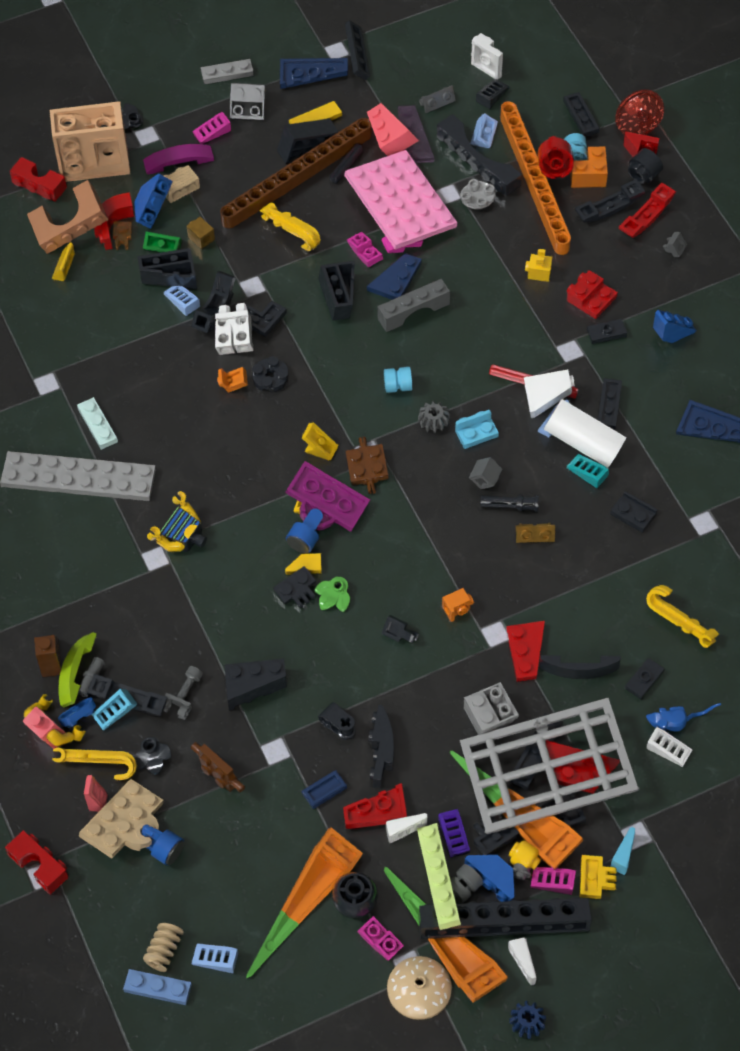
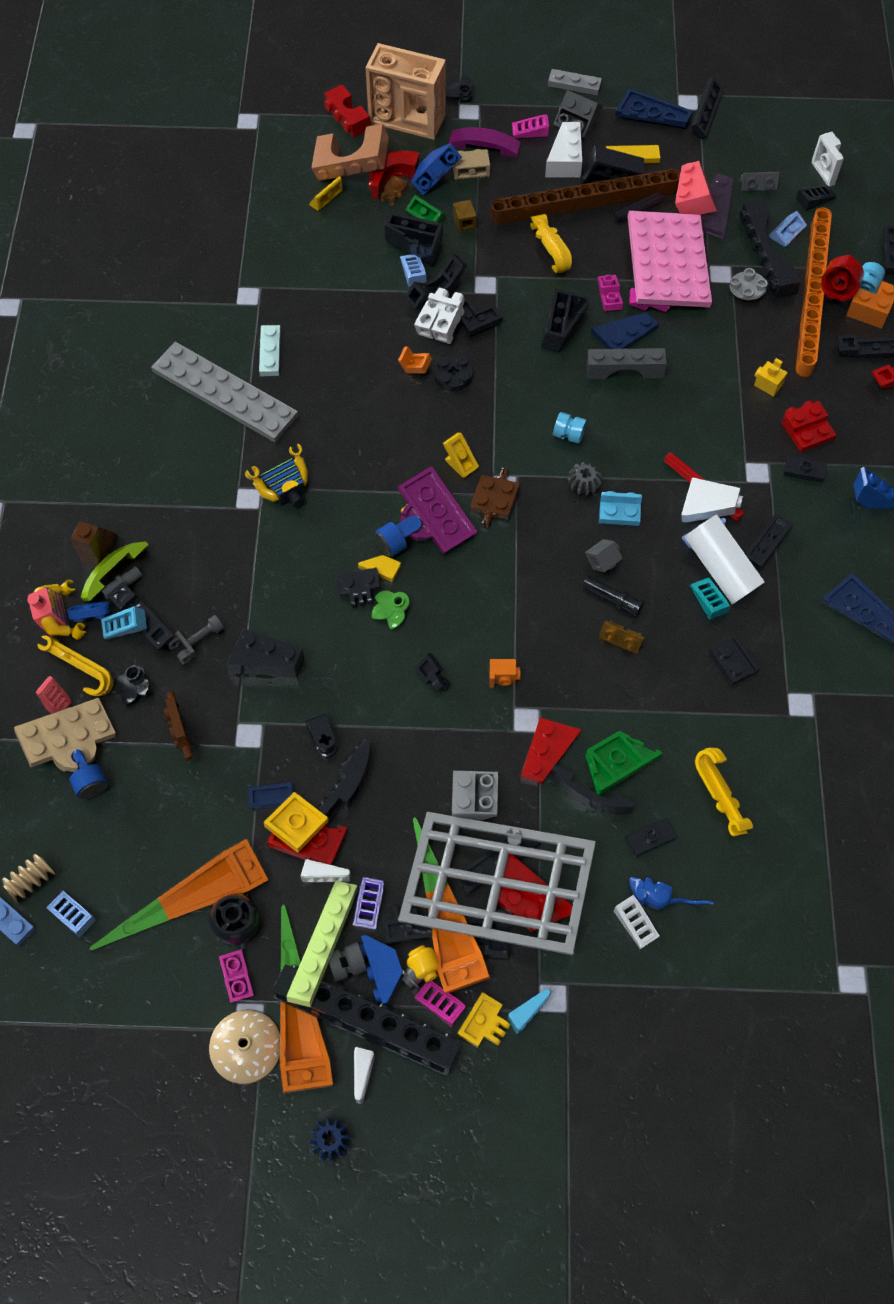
camera: 25 degrees right, 5 degrees up
(259, 139) = (566, 153): none -> white wedge
(360, 797) = (295, 822): none -> yellow plate
(587, 630) = (617, 760): none -> green wing

